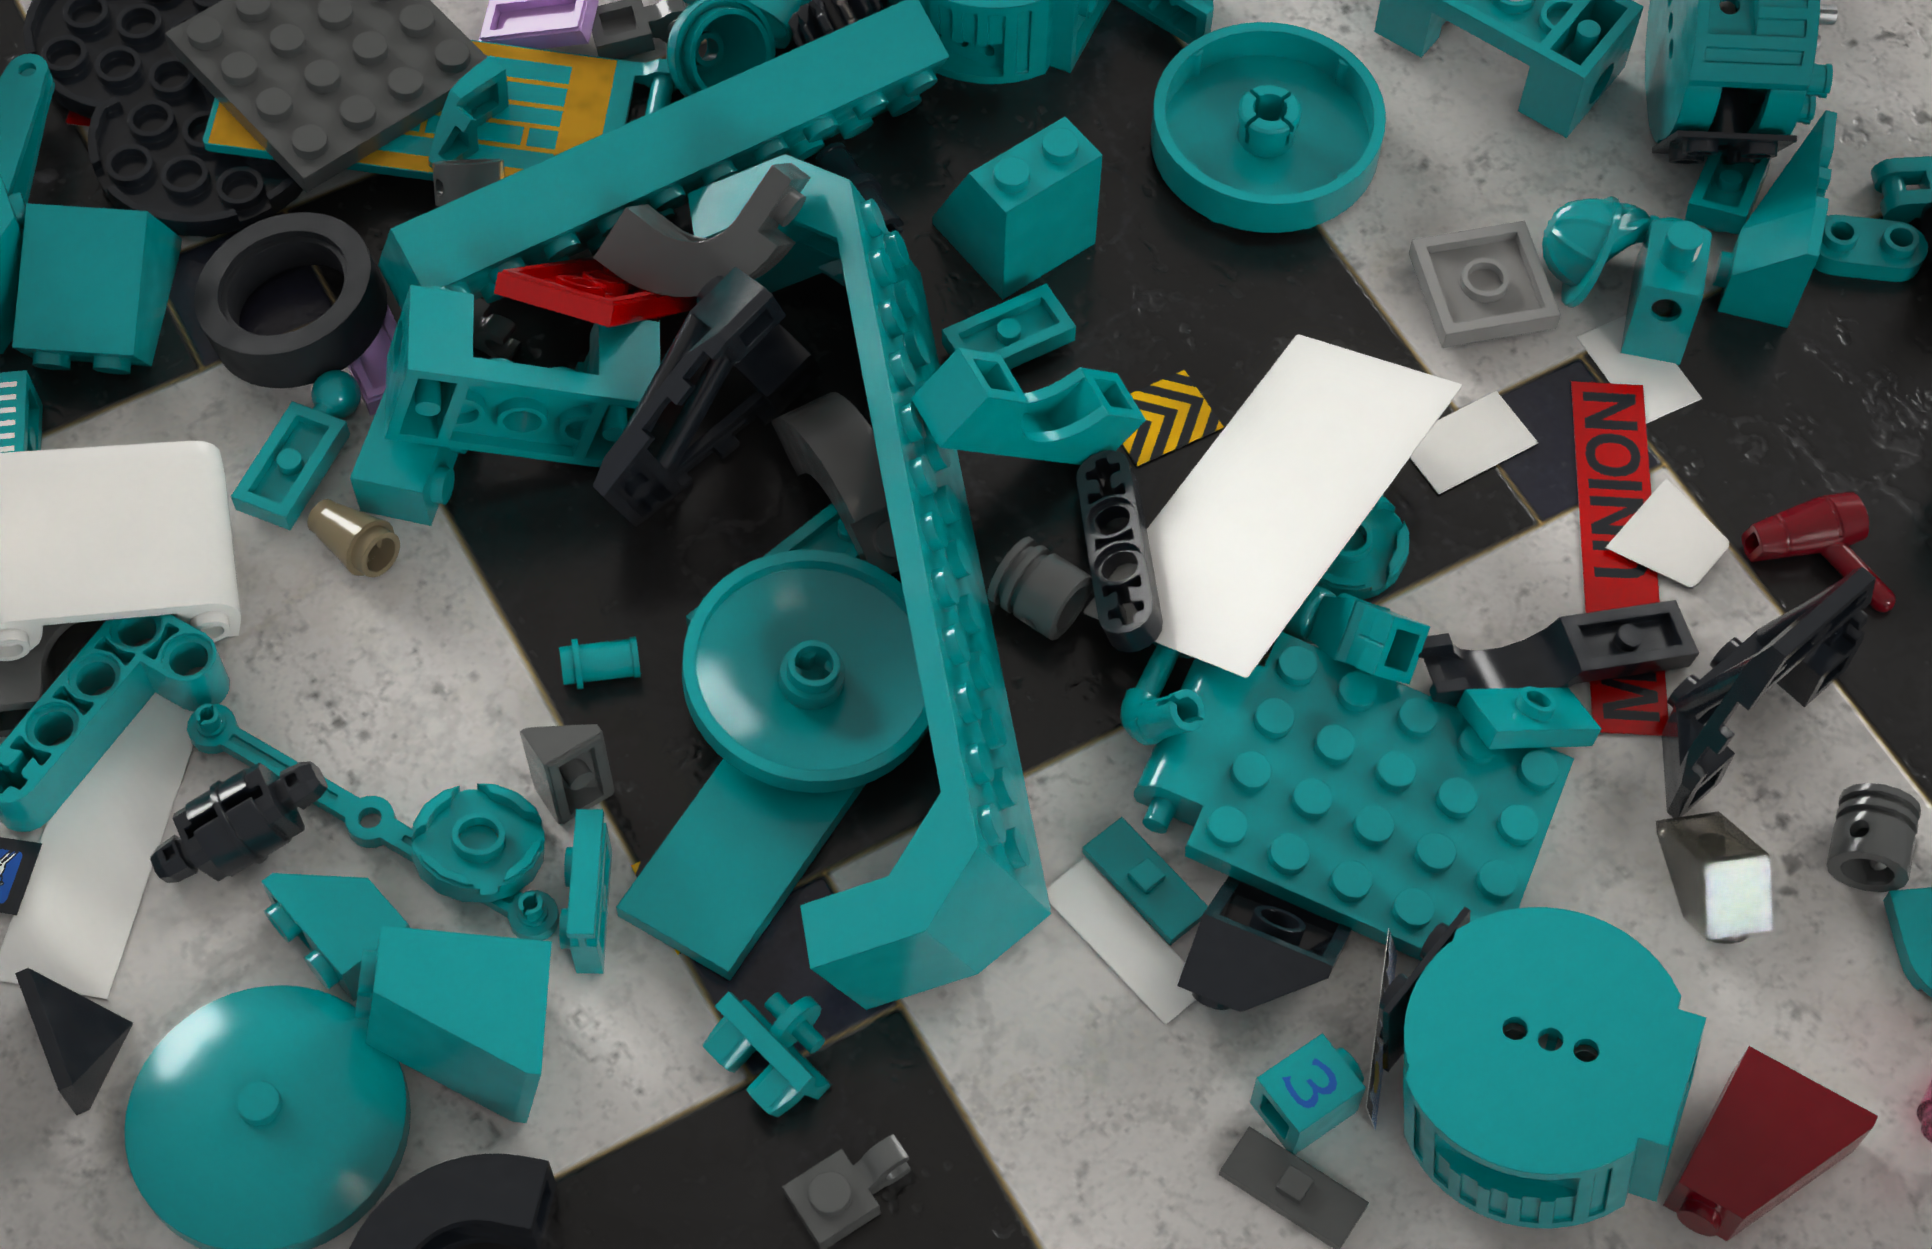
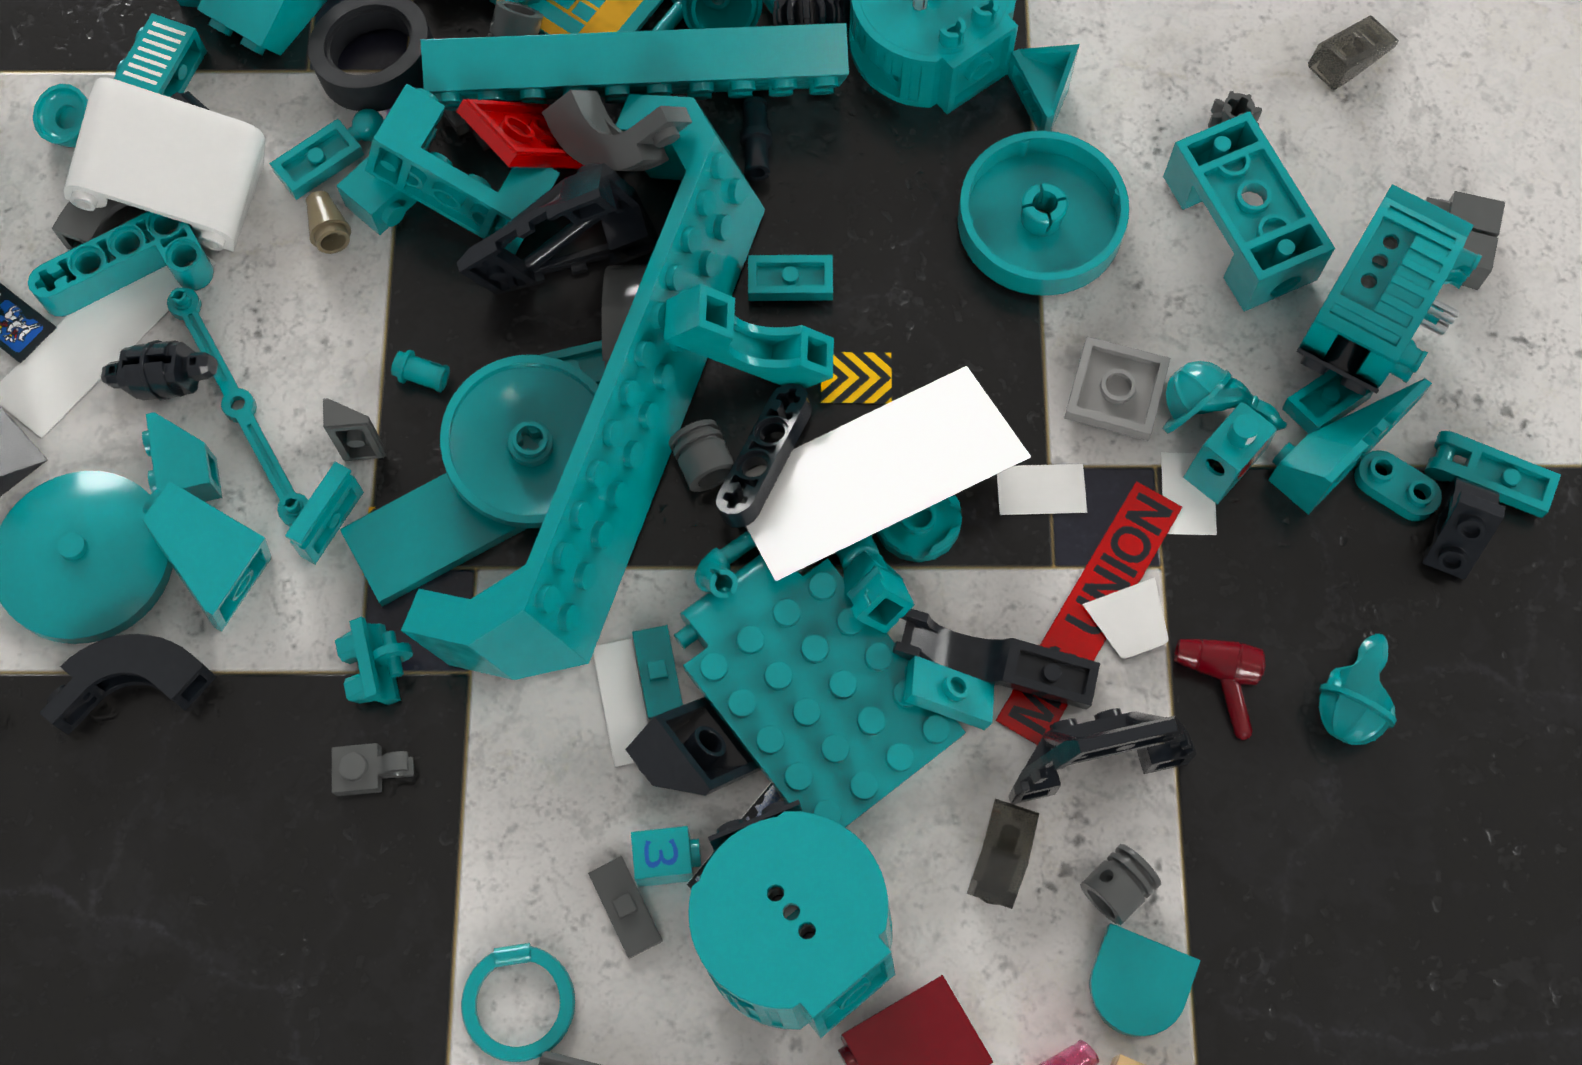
camera: 30 degrees right, 10 degrees up
(478, 843) = (286, 450): teal tile -> none
(1026, 208) = (845, 200): teal slope -> none

